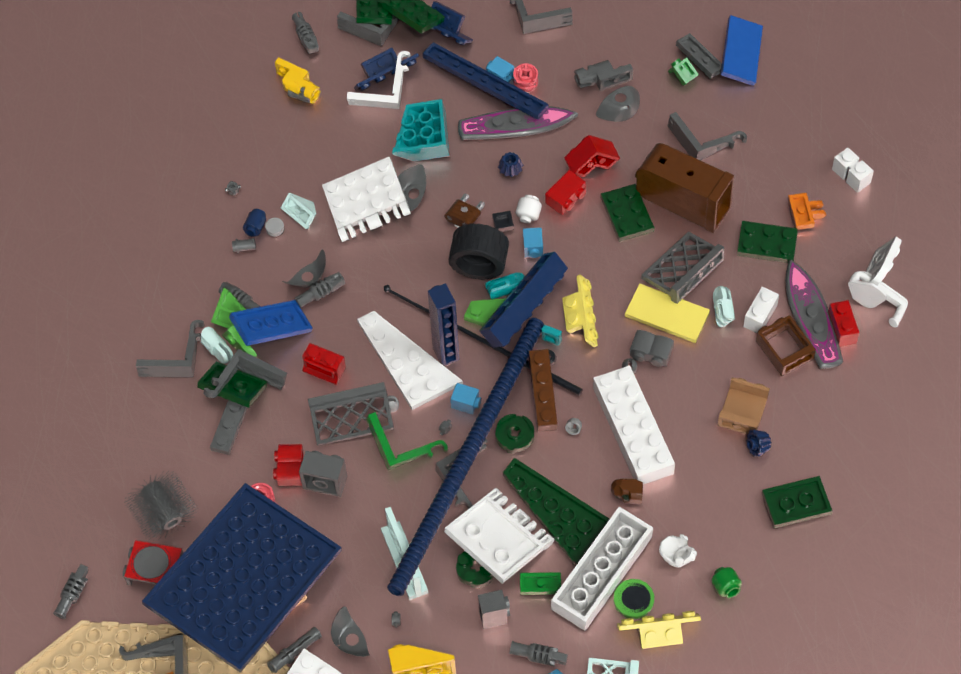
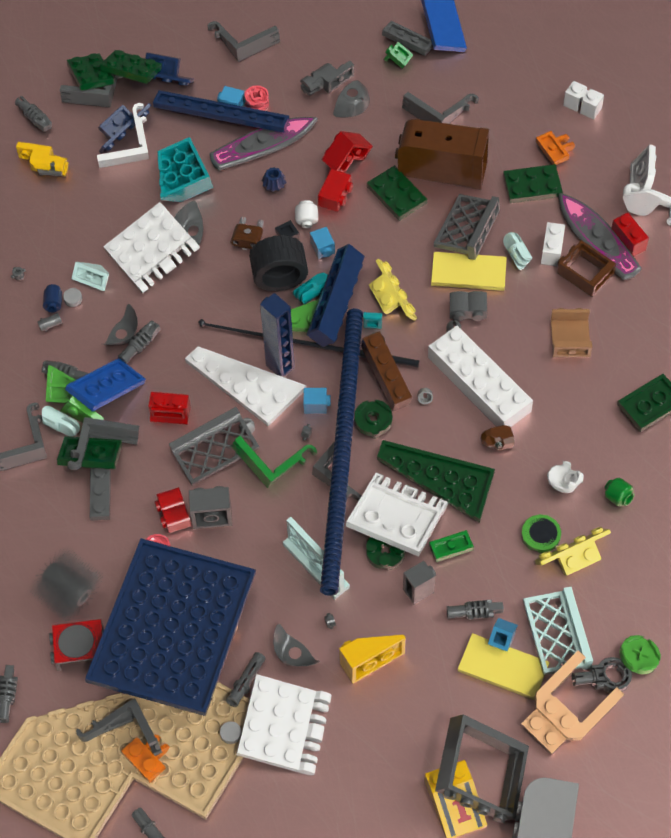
camera: 20 degrees left, 0 degrees up
(601, 568) = (503, 515): white brick -> none
(758, 442) = (597, 360): dark blue piece -> none

